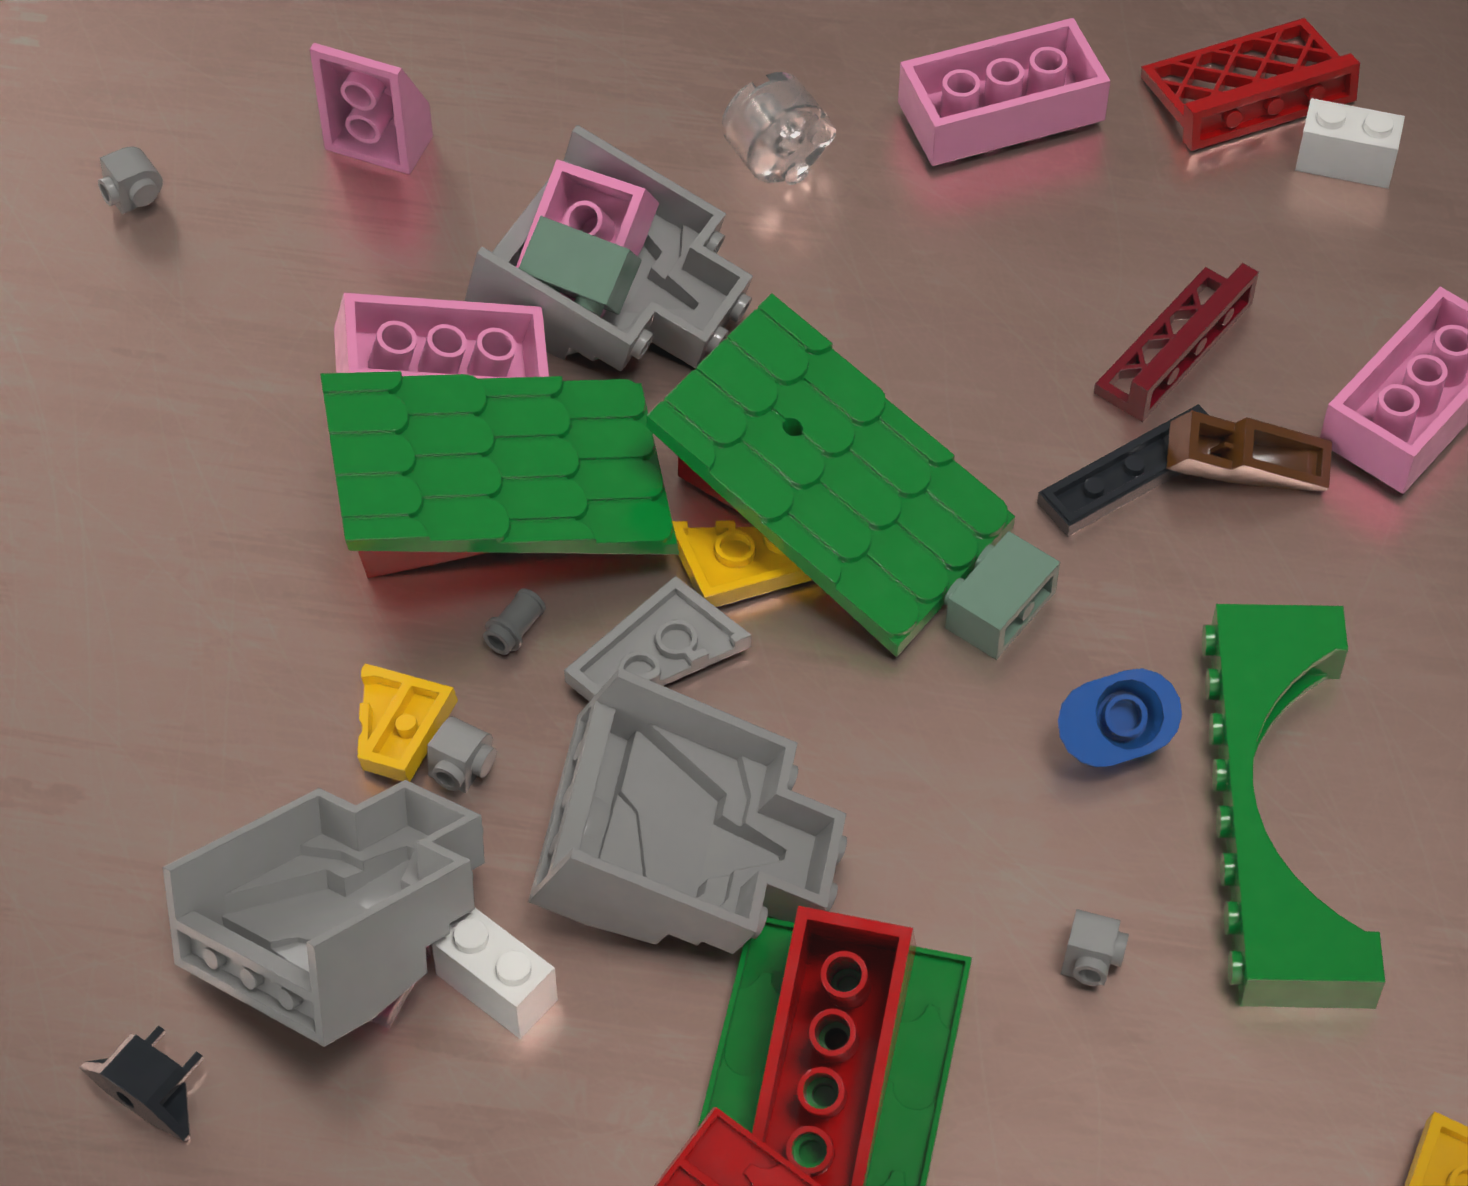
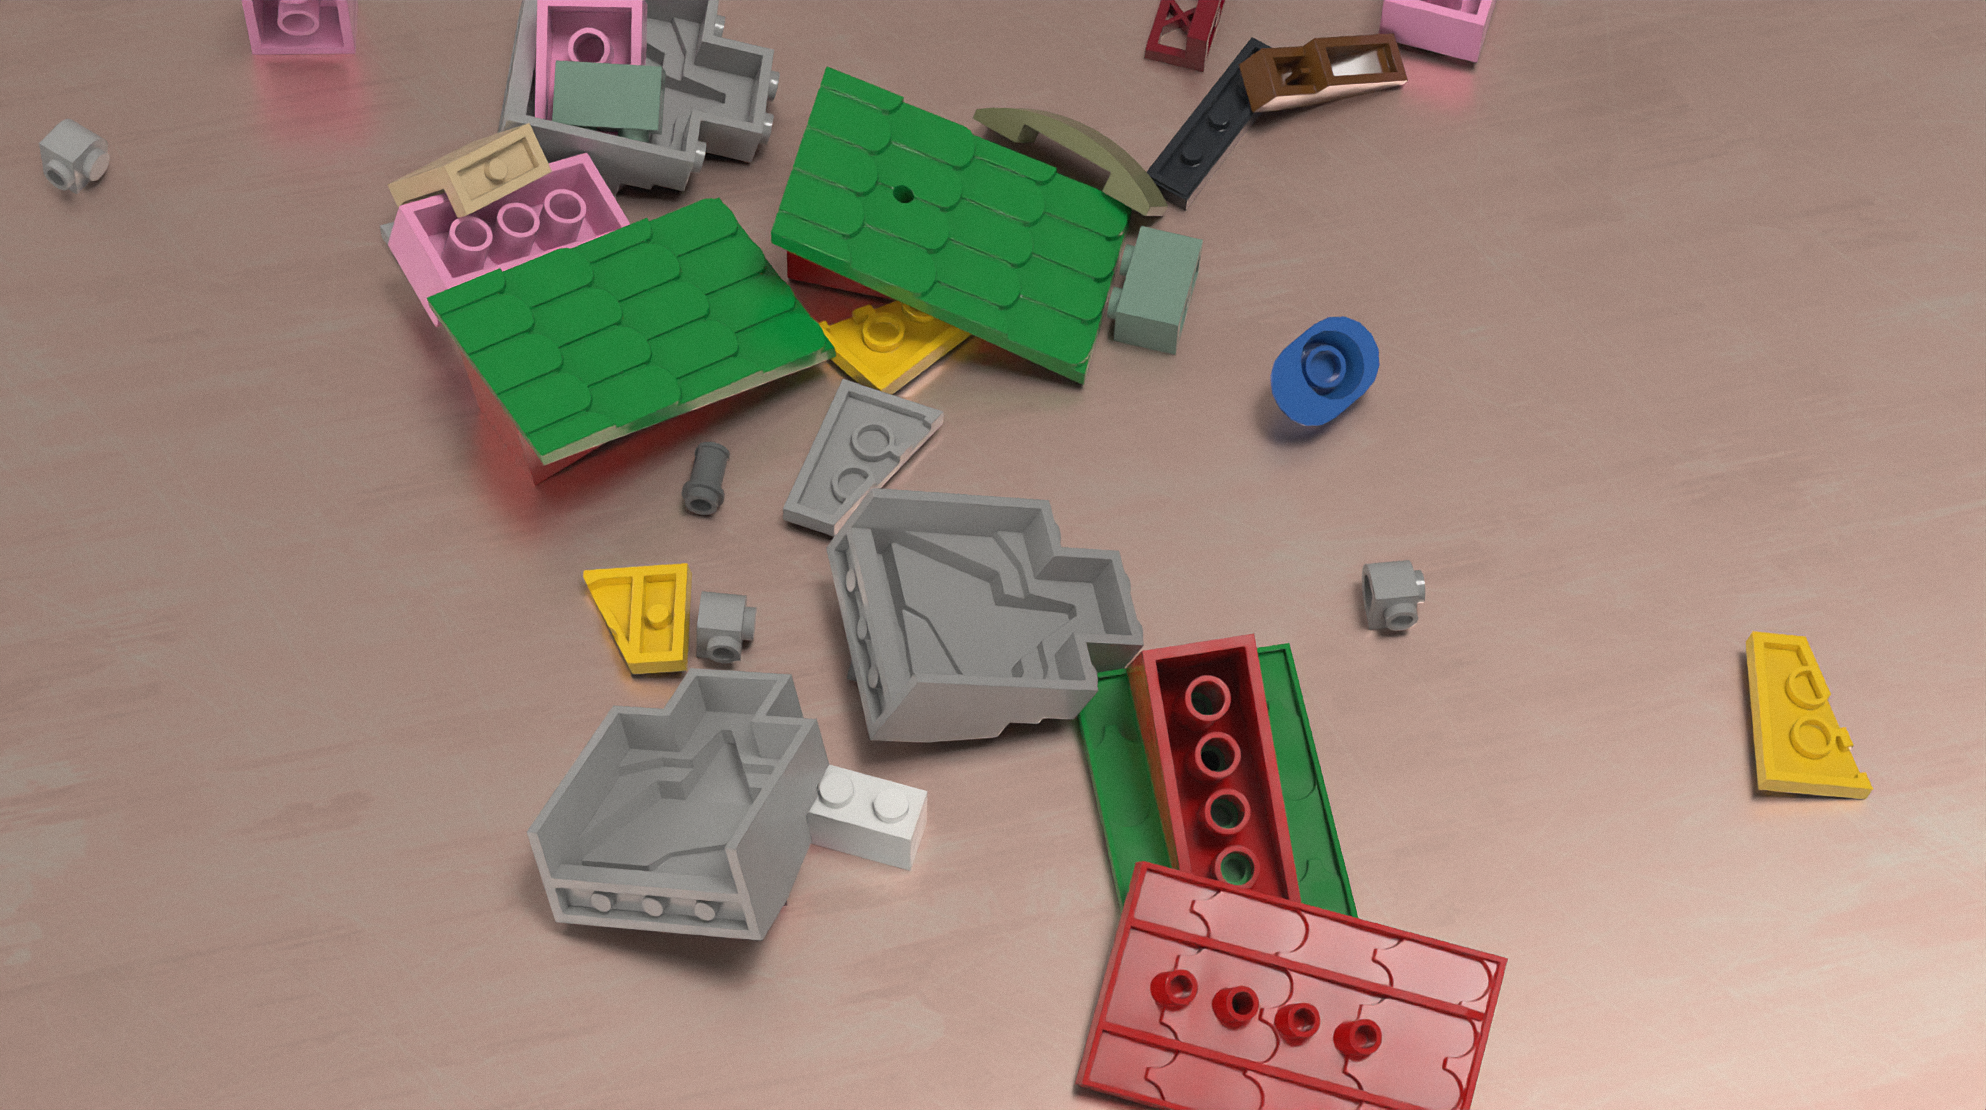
camera: 25 degrees left, 5 degrees up
(147, 1082) = (586, 1039): black piece -> none
(434, 288) = (477, 171): none -> tan panel
(1019, 487) = (1127, 180): none -> olive slope
(1285, 938) = (1556, 523): green arch -> none

